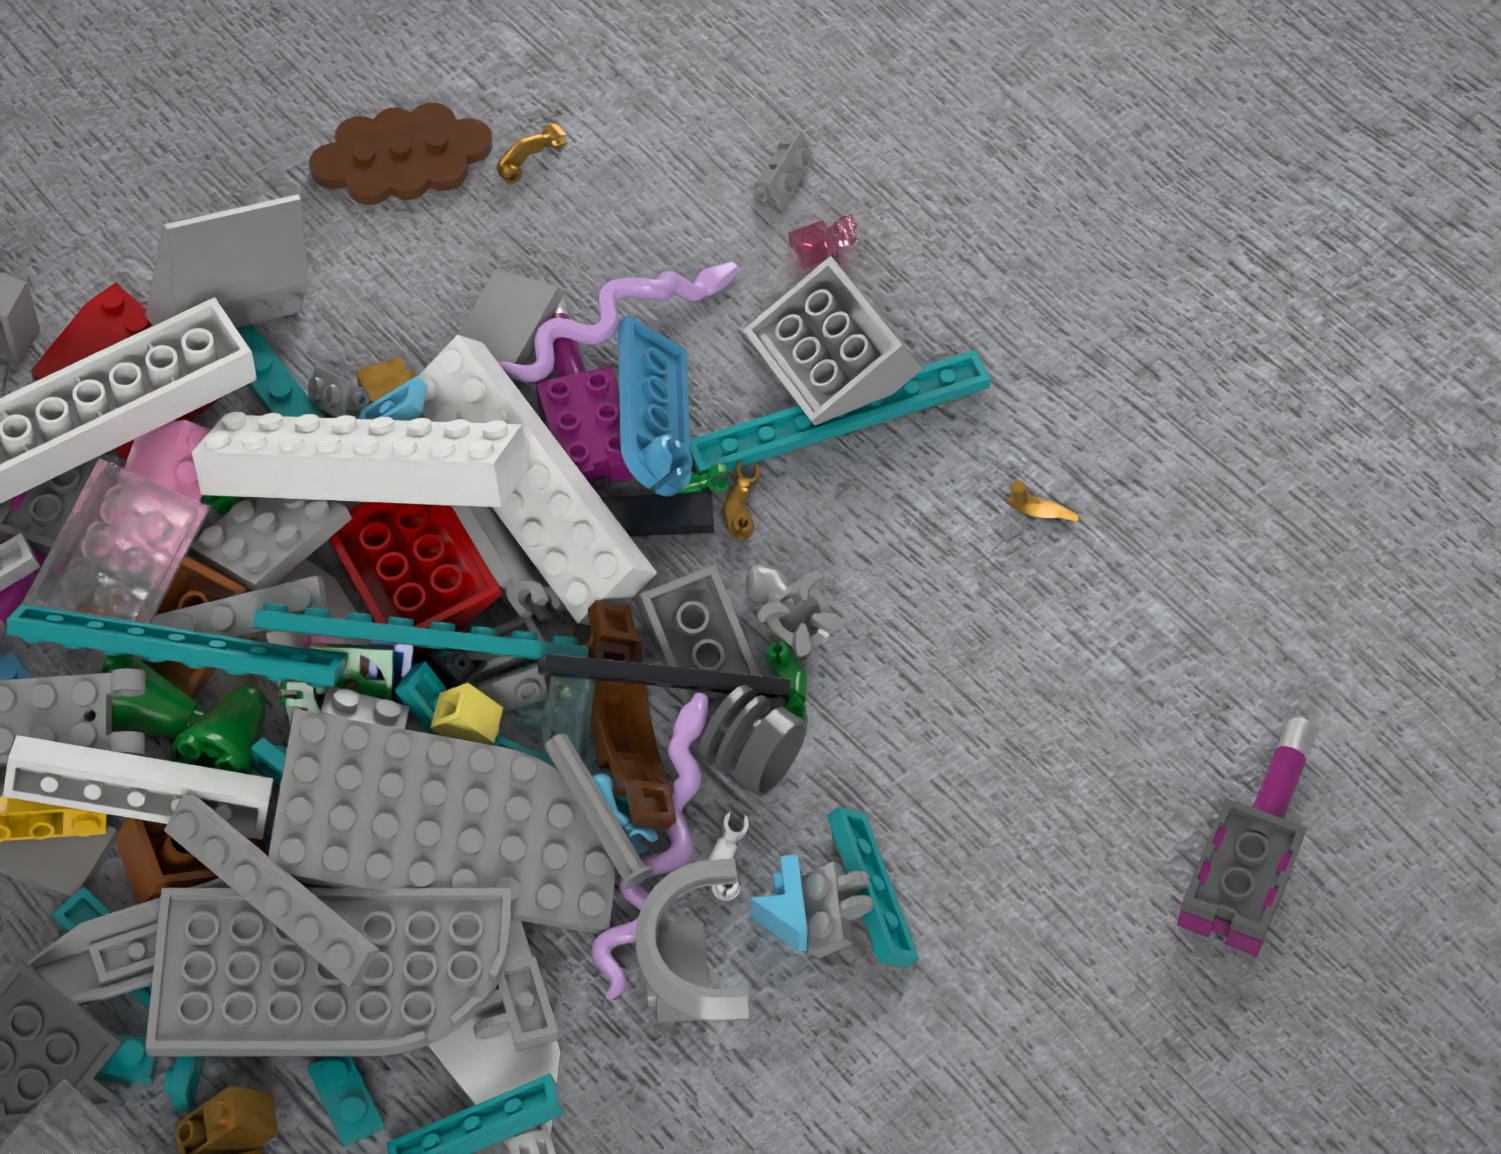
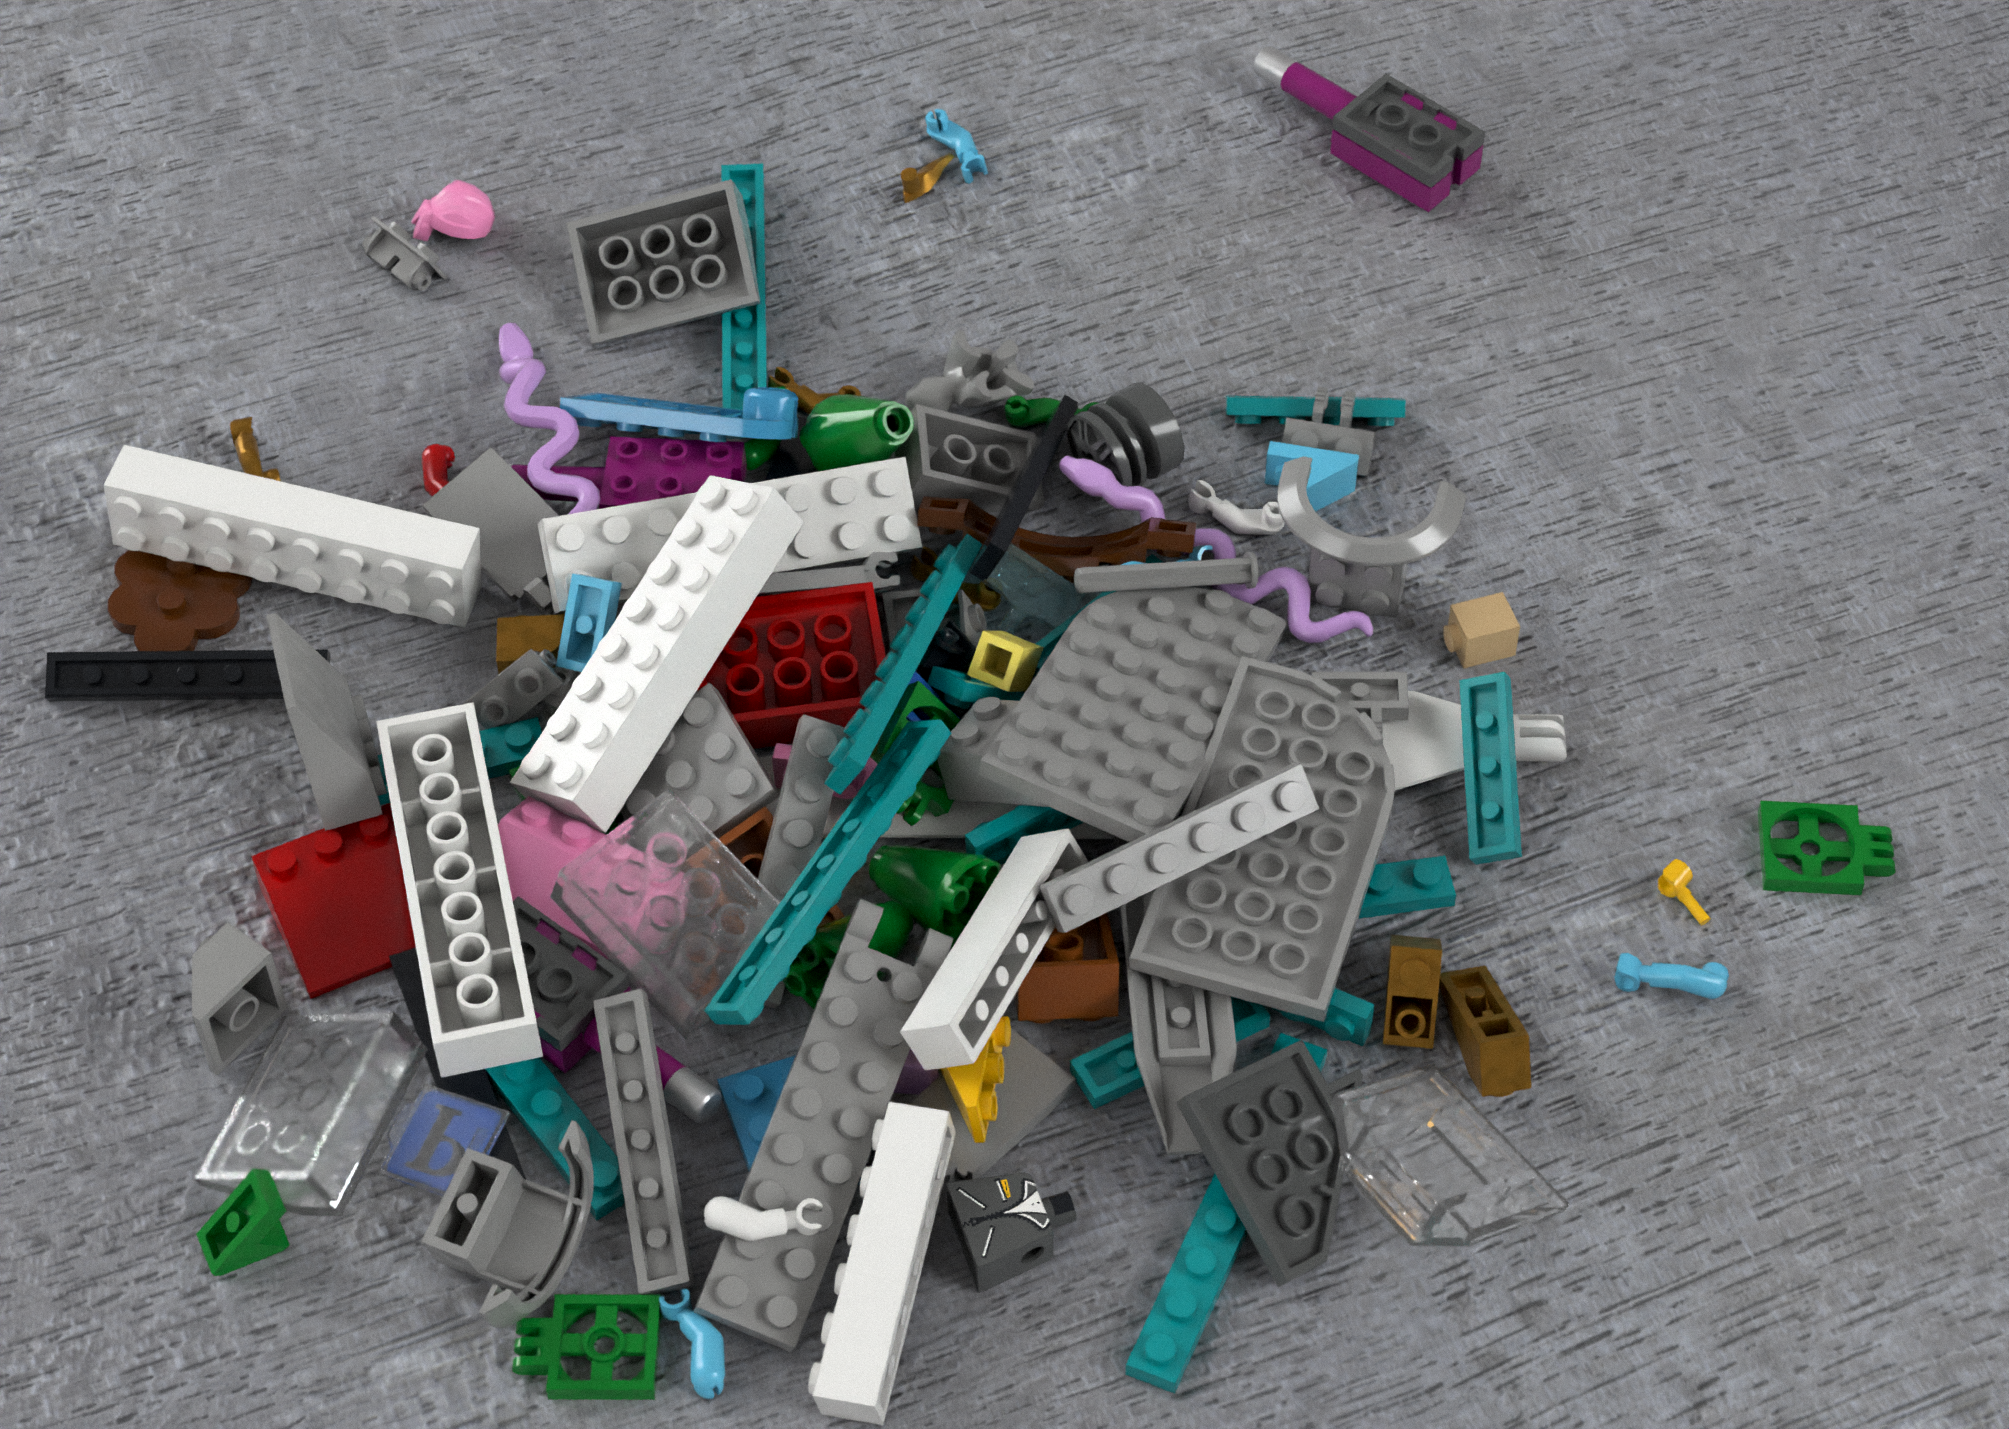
camera: 70 degrees left, 5 degrees down
(295, 176) = (163, 675): none -> black tile
(423, 199) = (294, 536): none -> white brick
(567, 265) = (435, 462): none -> red arm
(648, 1090) = (1482, 630): none -> tan brick
(685, 534) = (854, 430): none -> green cone
(817, 242) = (511, 256): clear pink plate -> none
(842, 189) = (457, 211): none -> bright pink piece
(1097, 518) = (958, 139): none -> medium azure arm

